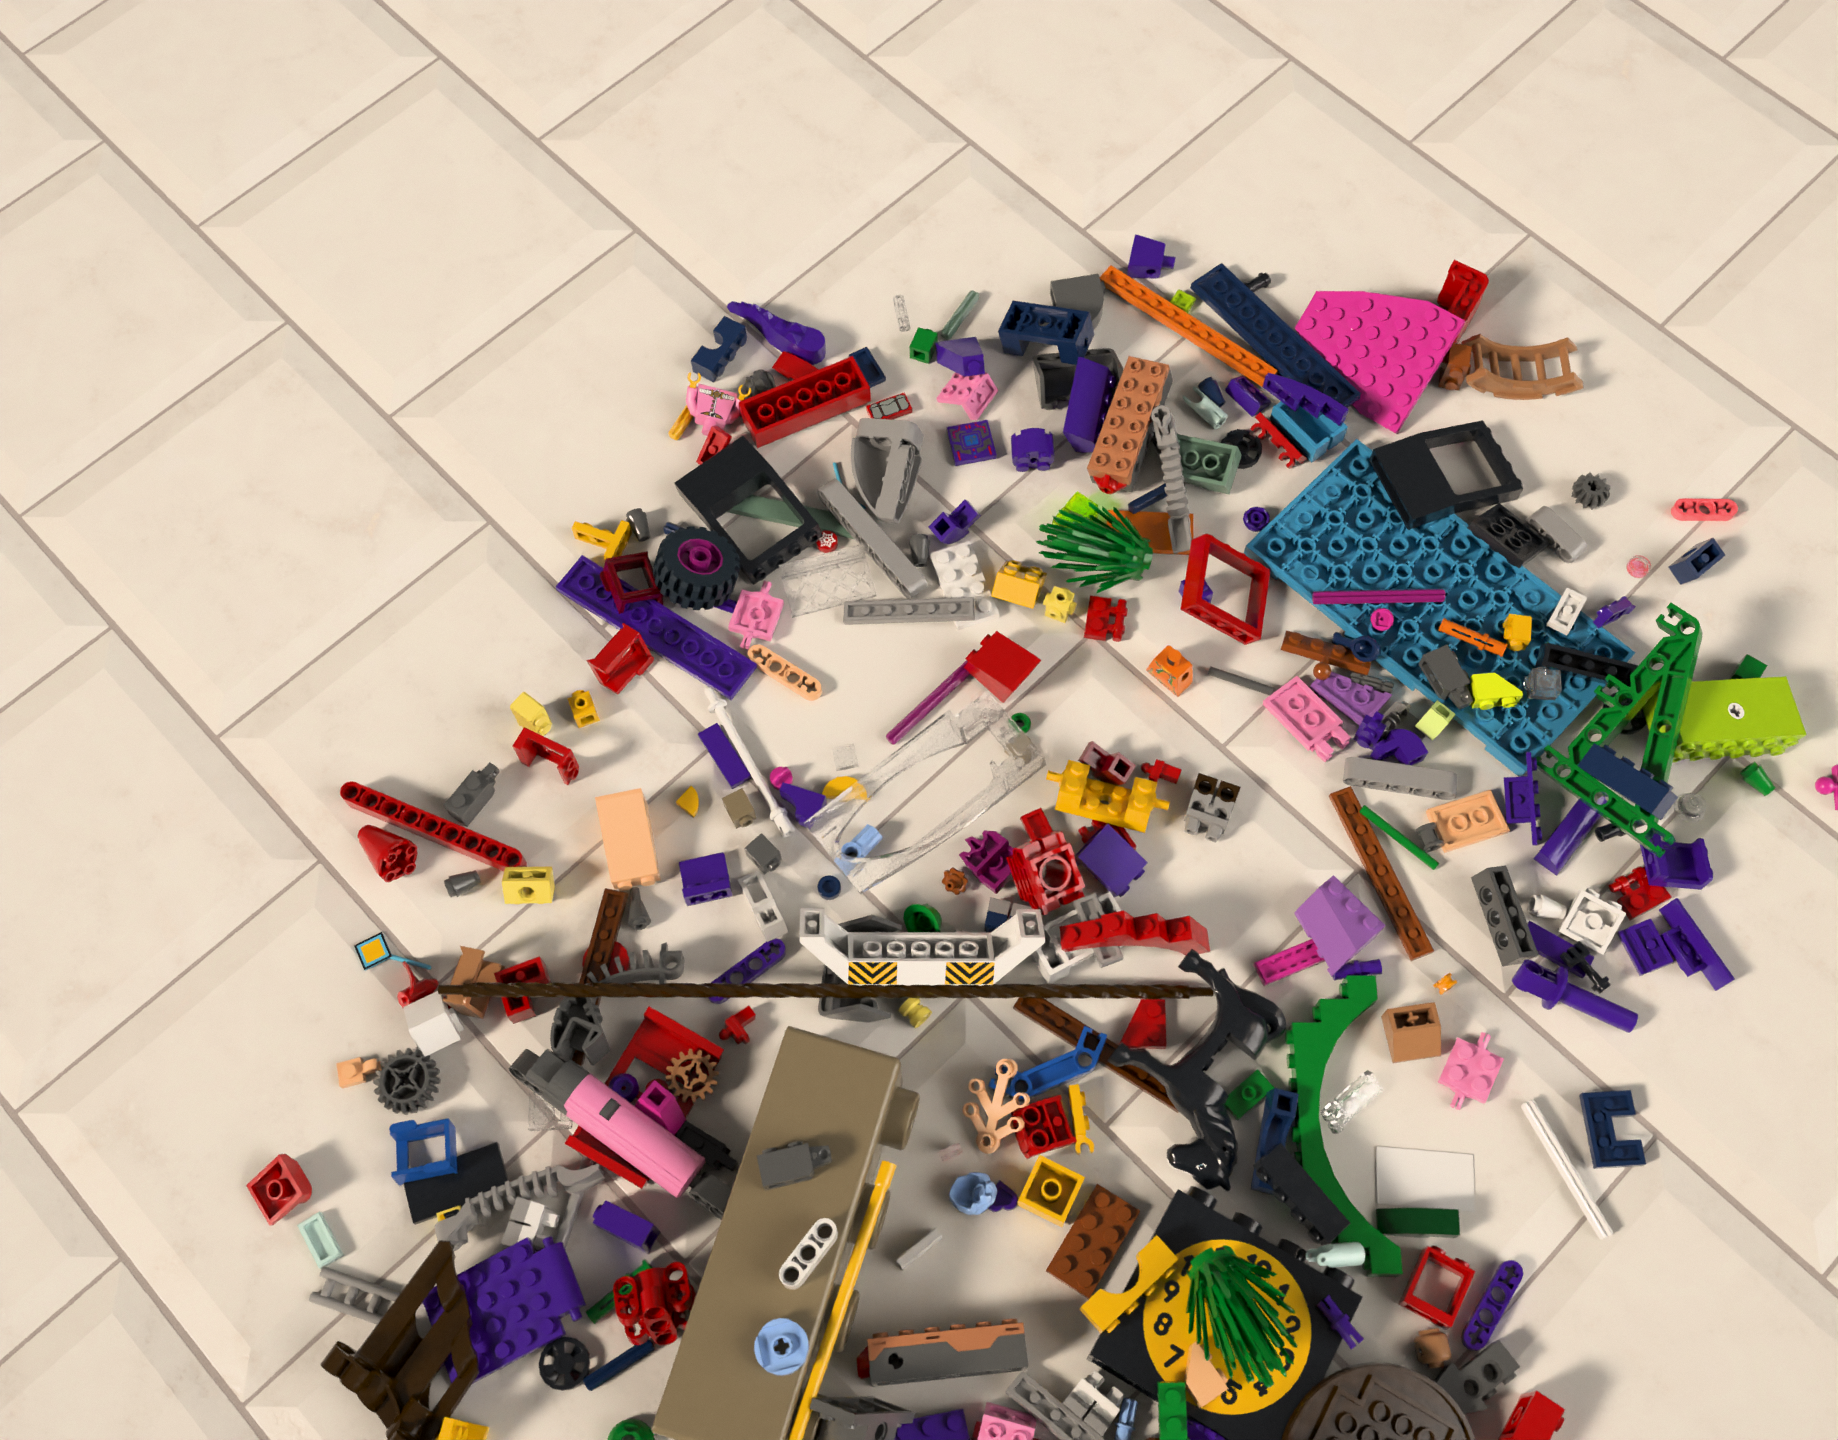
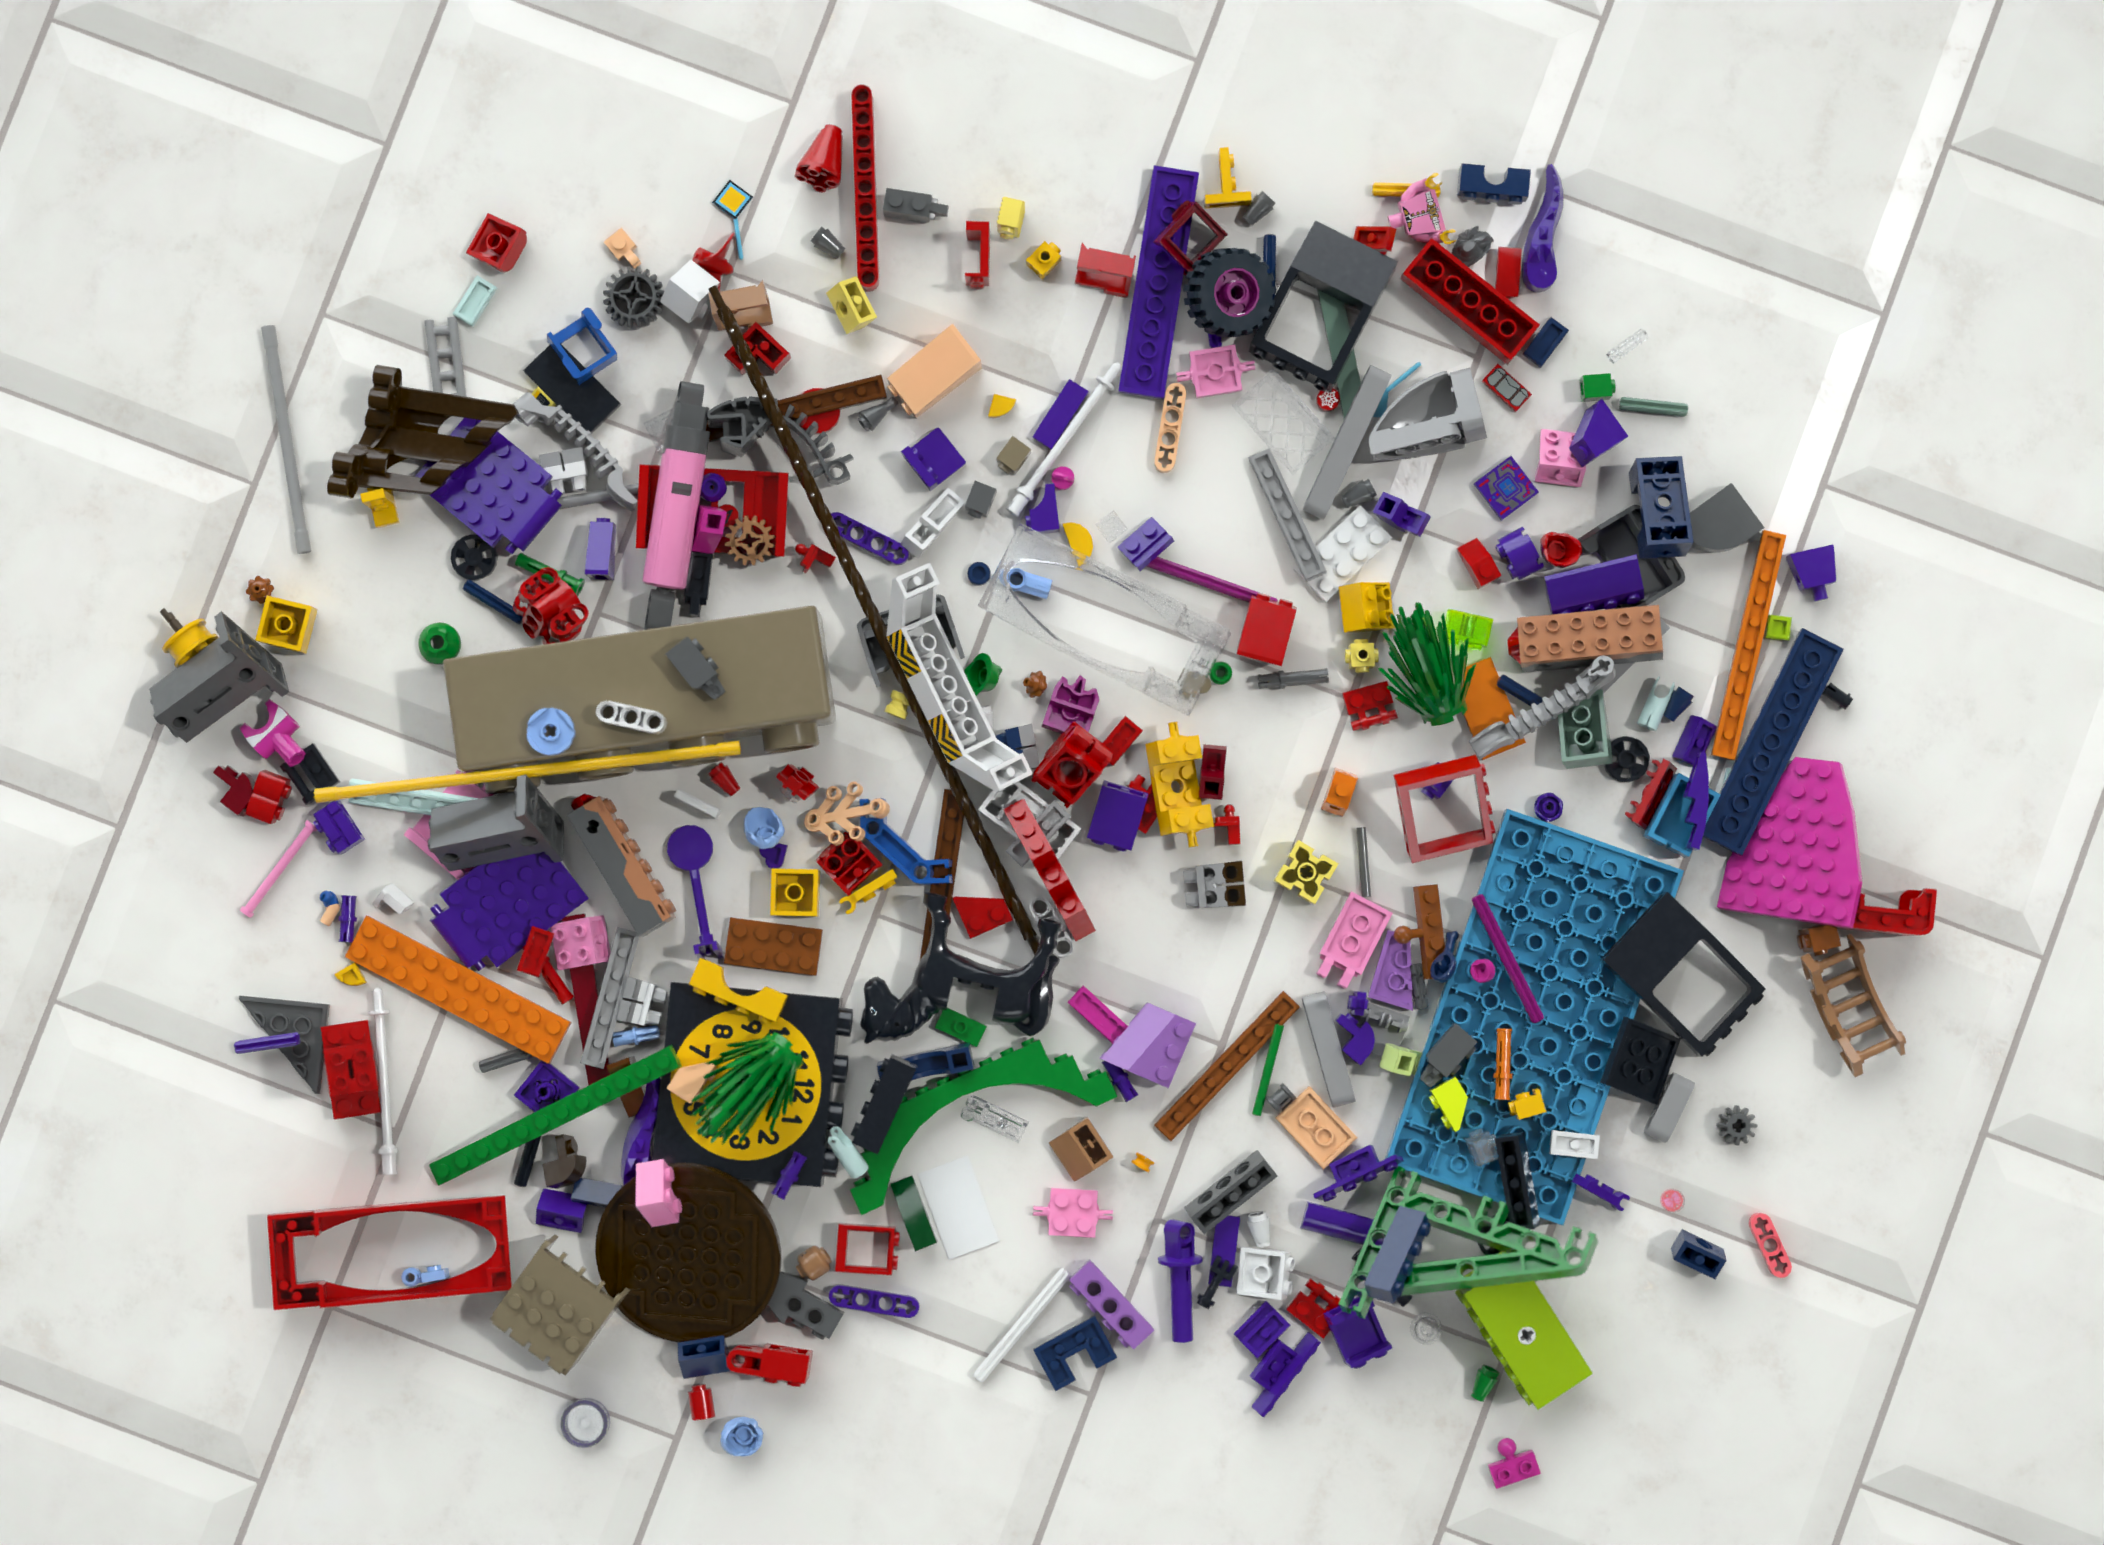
camera: 65 degrees right, 20 degrees up
(875, 733) = (1145, 544): none -> plate
(906, 1211) = (724, 779): none -> red cone
(943, 1136) = (798, 781): none -> red piece
(961, 1280) = (690, 850): none -> dark purple piece
(1025, 485) = (1479, 563): none -> red slope
(1045, 416) = (1560, 549): none -> red hair
(1049, 675) = (1293, 678): none -> dark grey pin
(1175, 973) = (1051, 914): none -> white beam
(1219, 726) = (1319, 867): none -> light yellow brick
(1607, 1056) = (1128, 1337): none -> medium lavender brick
(1748, 668) = (1593, 1340): green brick -> none

